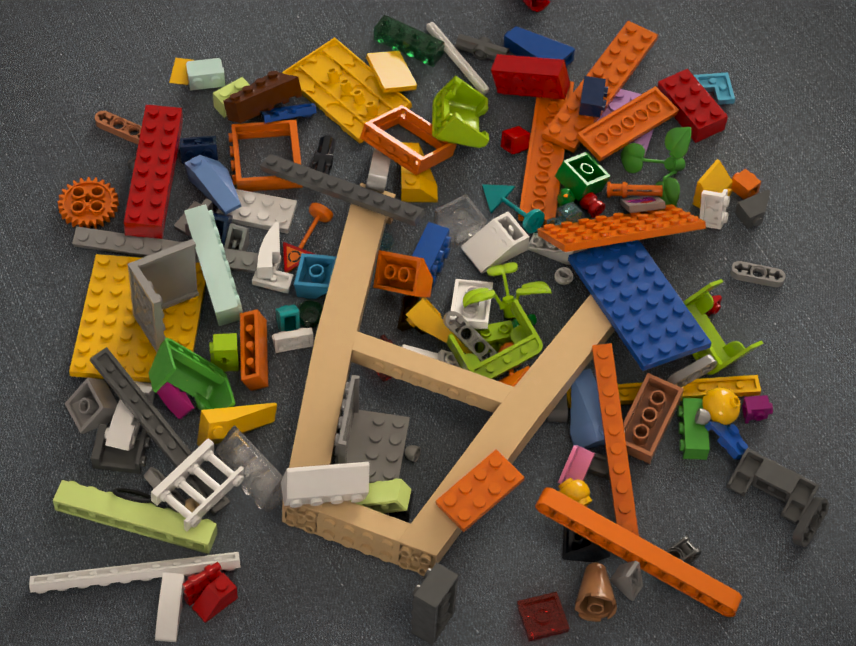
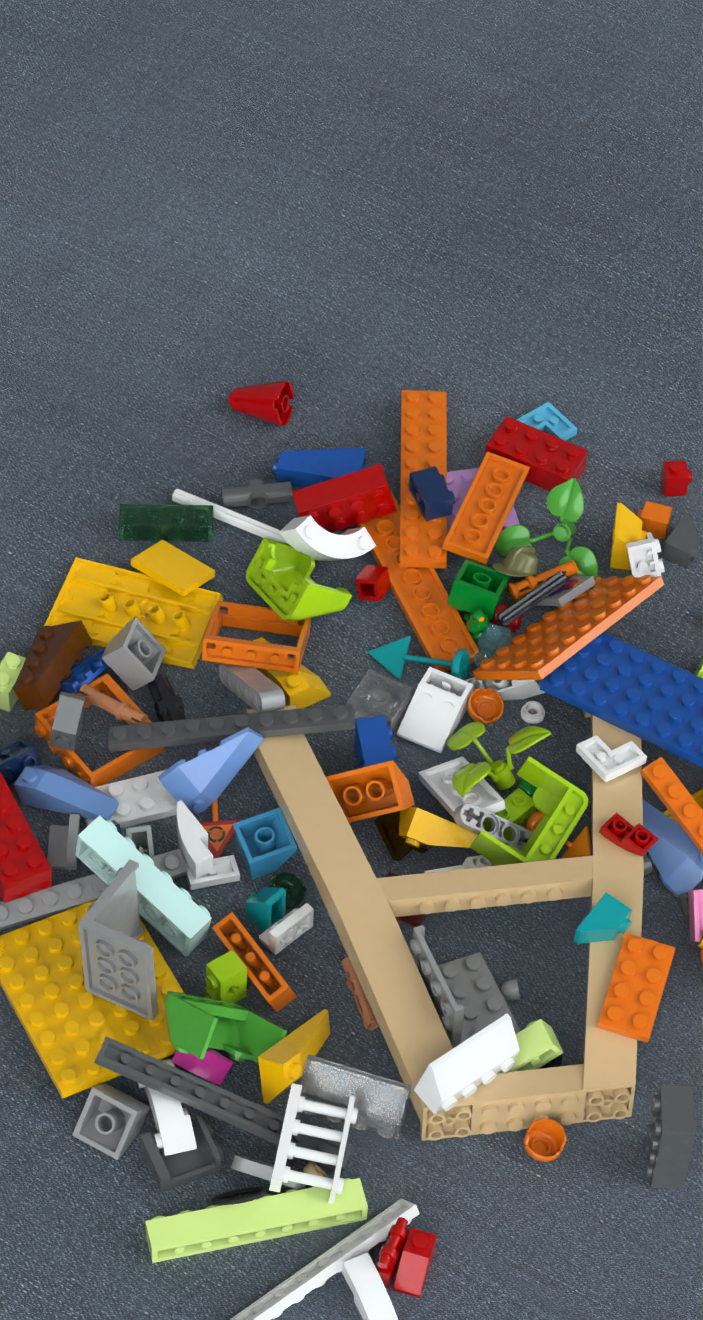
camera: 30 degrees left, 5 degrees down
(241, 138) = (68, 721): none -> slope
(285, 147) = (121, 710): none -> nougat pin
(308, 213) = (206, 776): none -> medium blue wedge
(321, 115) = (134, 654): none -> light grey slope
(358, 562) = (545, 1140): none -> orange hair
(485, 434) = (604, 921): none -> teal slope
(493, 98) = (321, 545): none -> white brick
(531, 255) = (485, 706): none -> orange hair
(546, 385) = (630, 838): none -> red slope
(575, 332) = (609, 762): none -> white plate
(613, 198) = (531, 598): none -> black axle
(624, 171) = (518, 562): none -> olive piece
(780, 163) = (675, 478): none -> red brick

